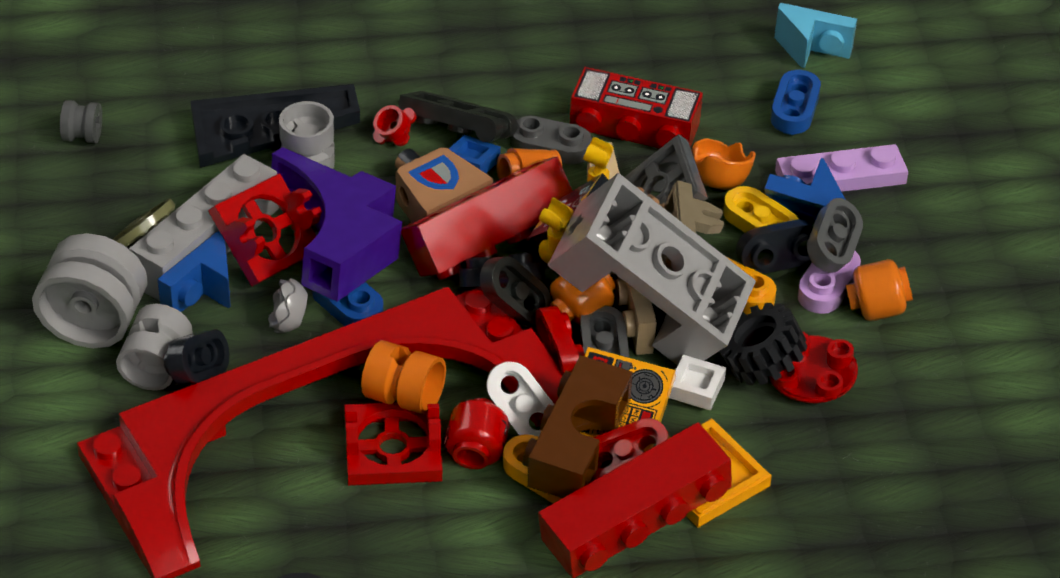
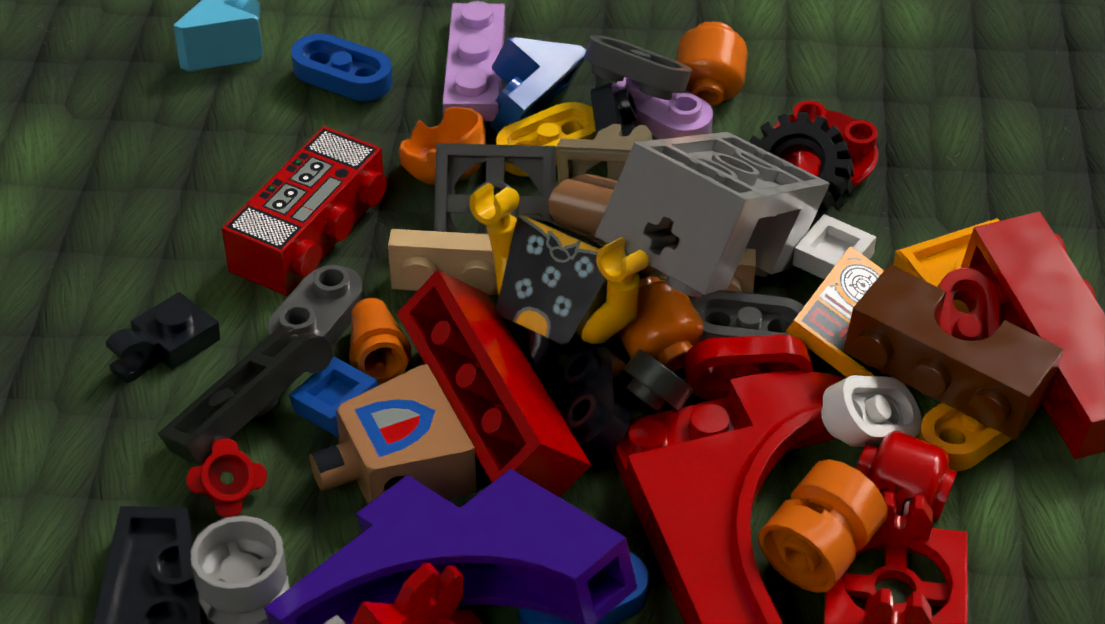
camera: 75 degrees left, 0 degrees up
(507, 79) = (166, 333): none -> black plate

